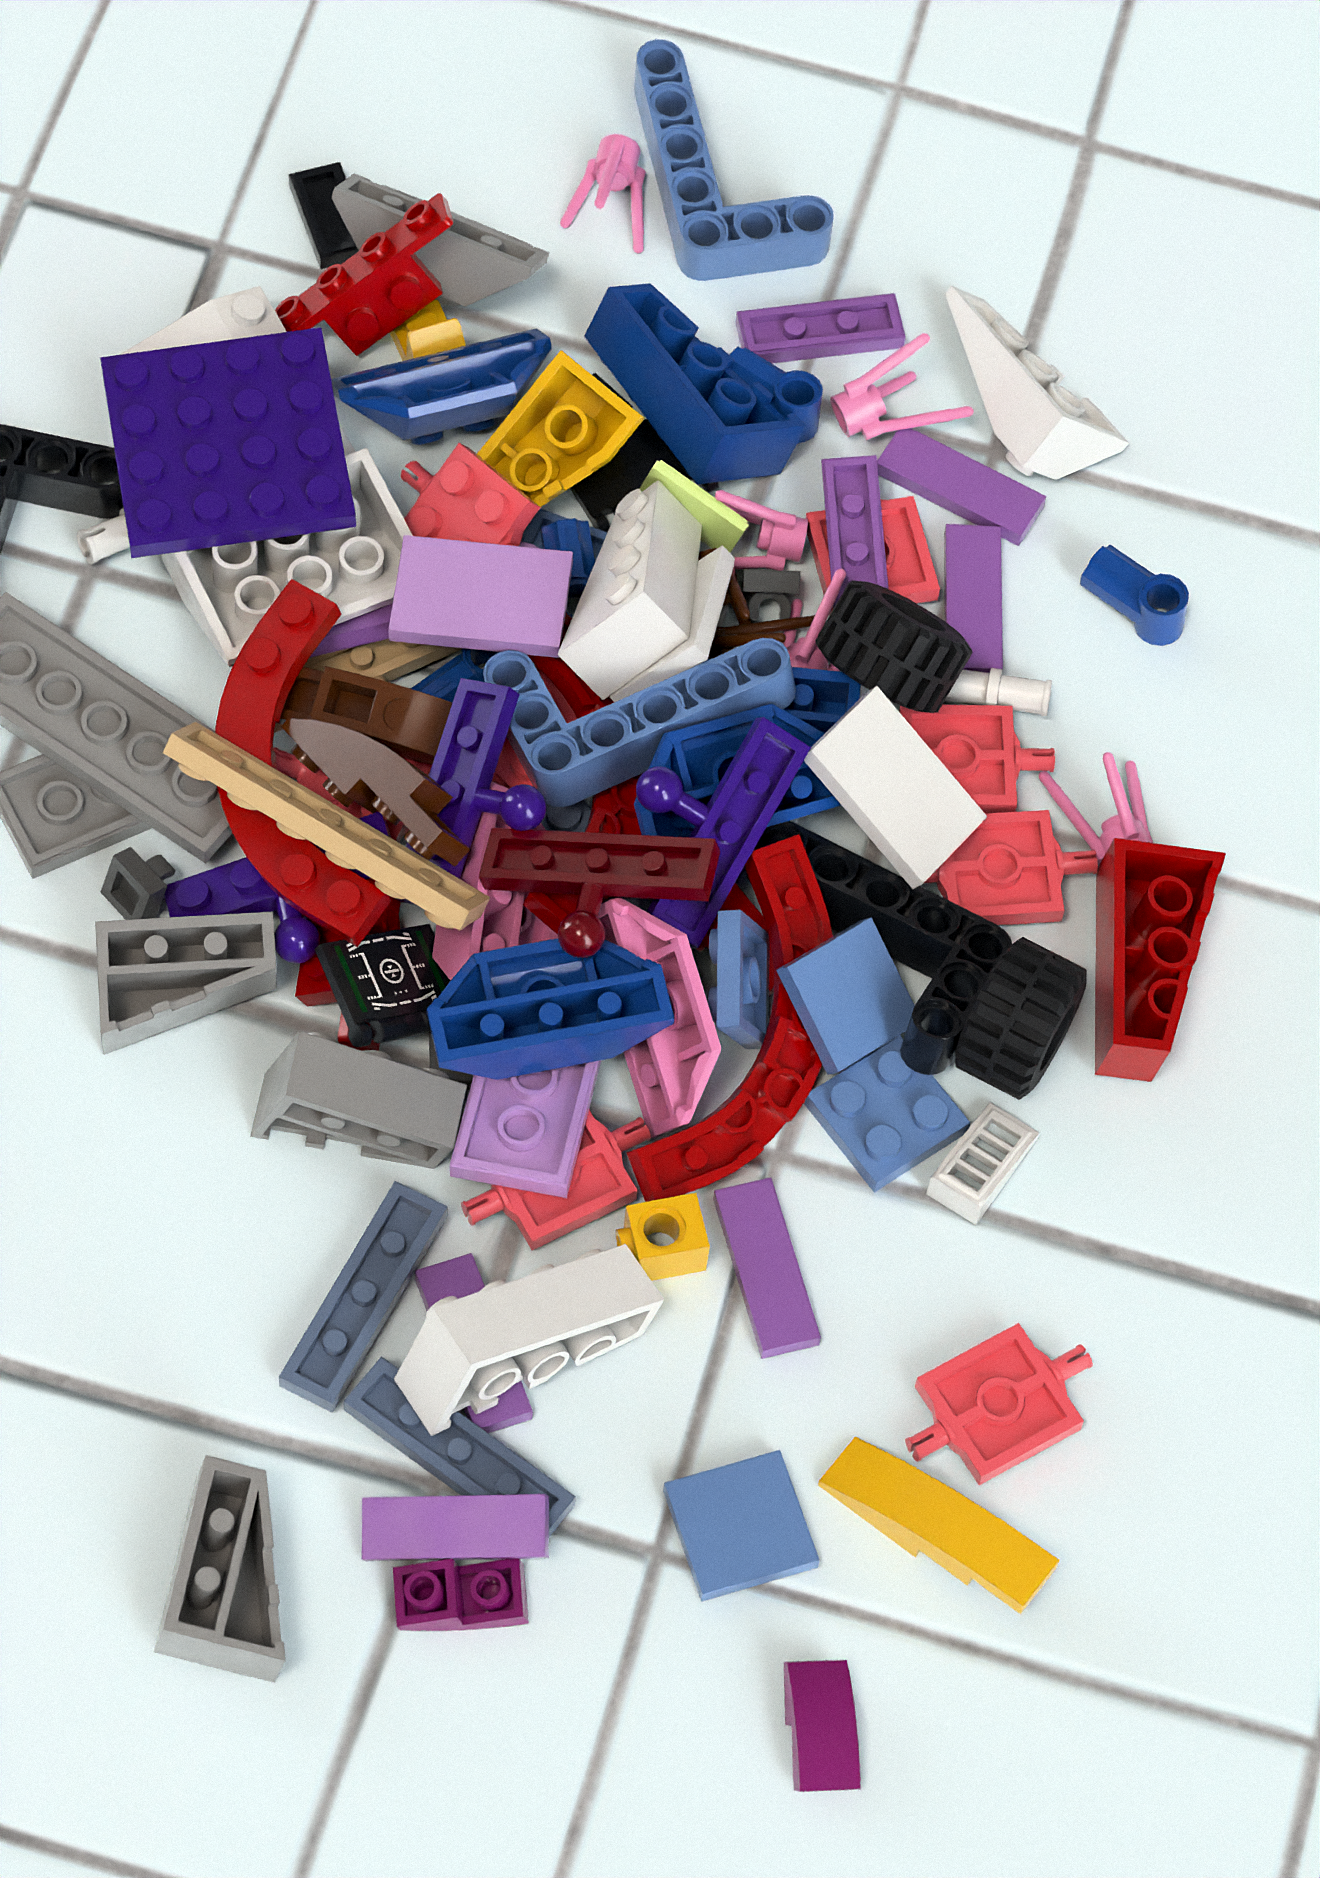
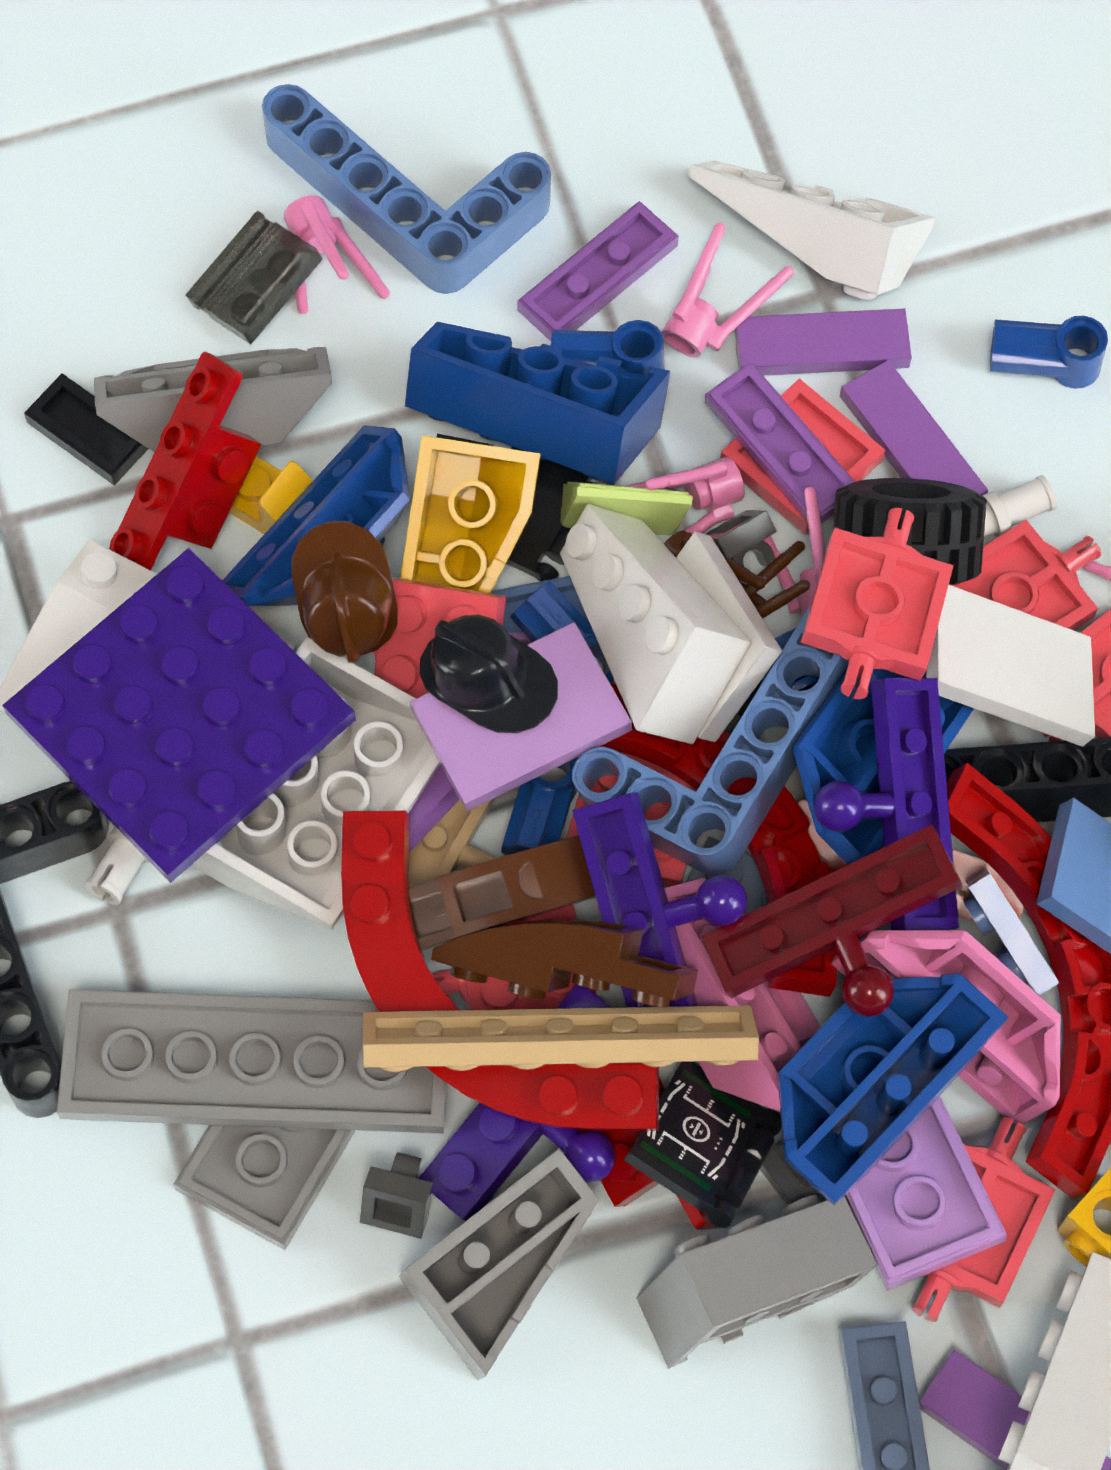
camera: 30 degrees left, 5 degrees up
(415, 427) = (344, 589): none -> reddish brown piece
(476, 548) = (488, 675): none -> black piece
(540, 174) = (254, 277): none -> clear smoke plate
(801, 661) = (877, 604): none -> coral plate

